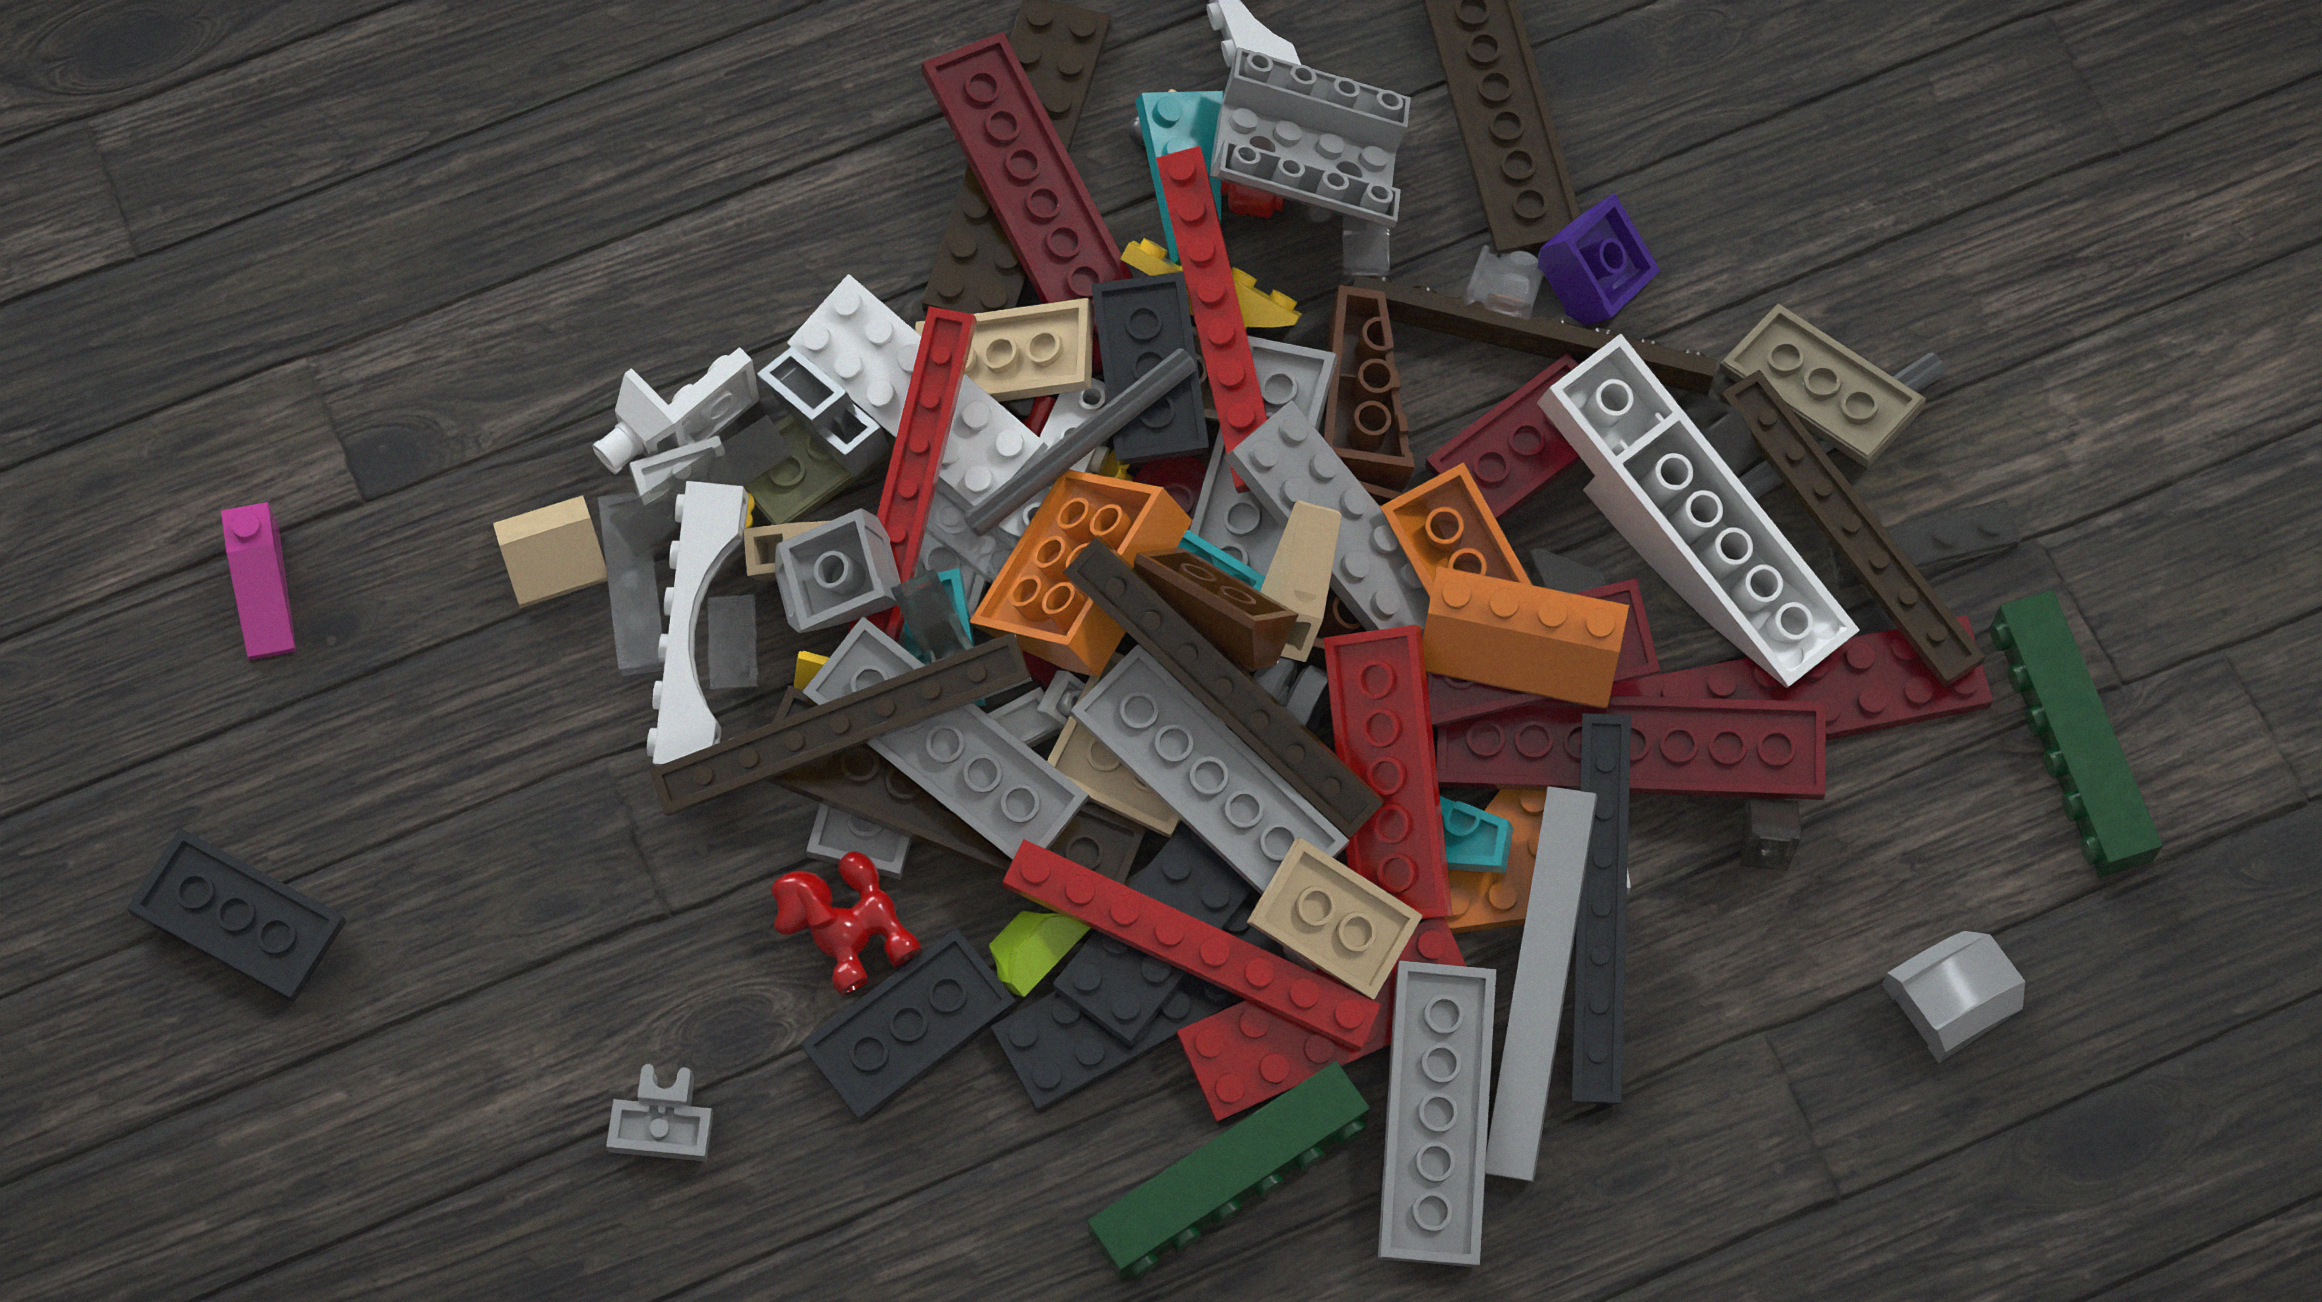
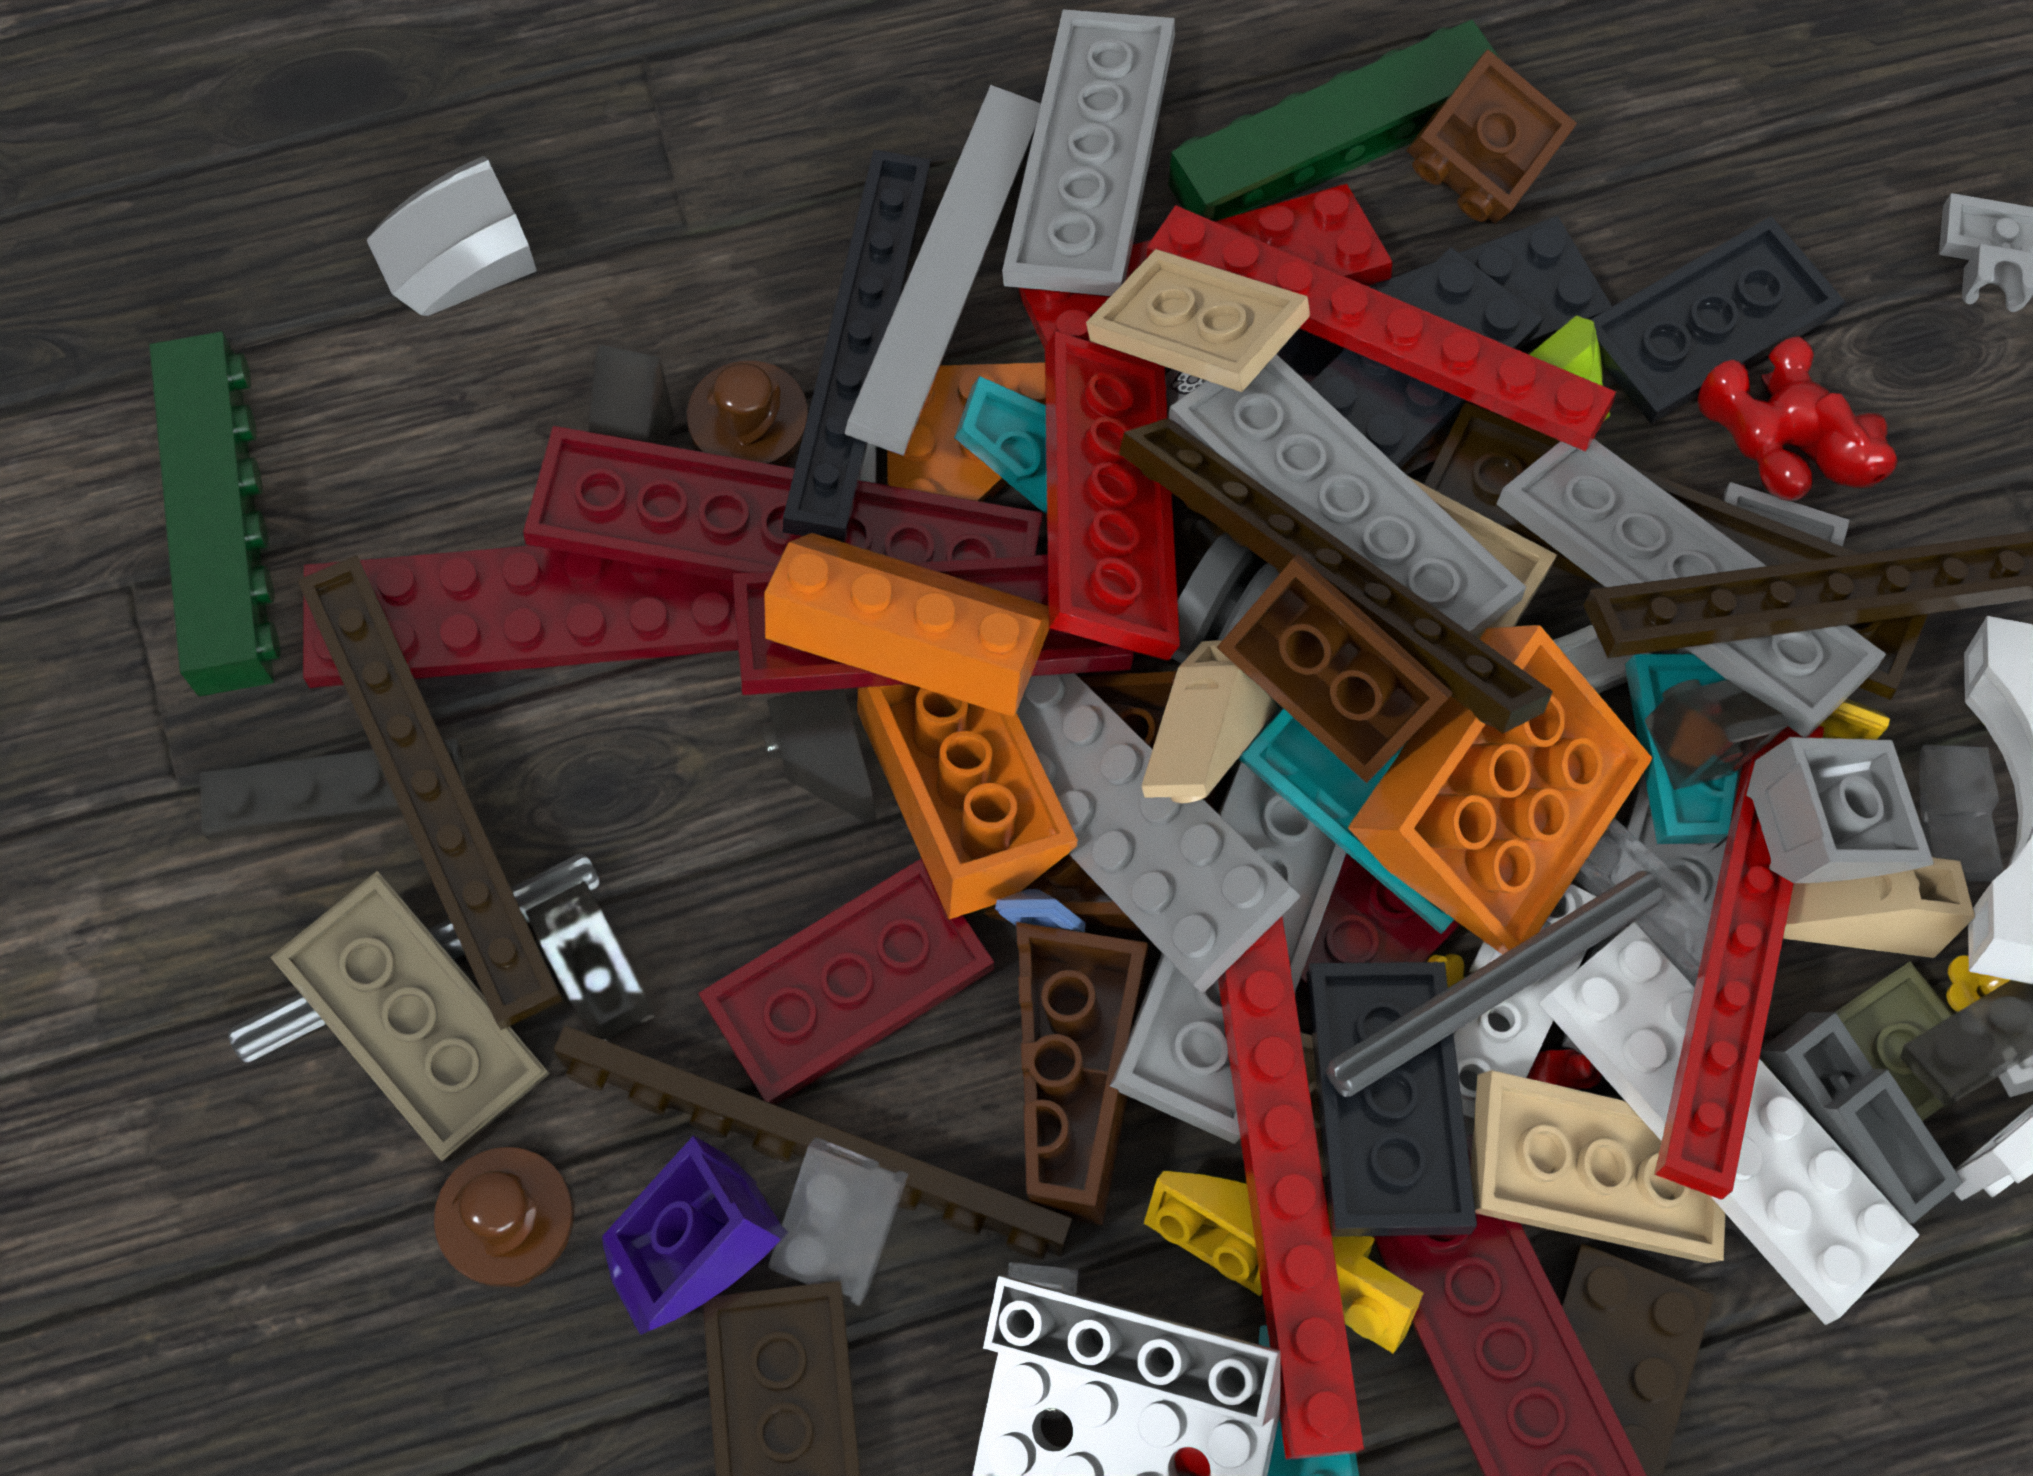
camera: 175 degrees left, 0 degrees up
(1100, 1151) = (1490, 139): none -> reddish brown plate
(1398, 475) = (1039, 909): none -> medium blue slope
(1680, 861) = (748, 413): none -> reddish brown plate
(1693, 514) = (643, 811): white slope -> none
(1727, 275) = (504, 1217): none -> reddish brown plate

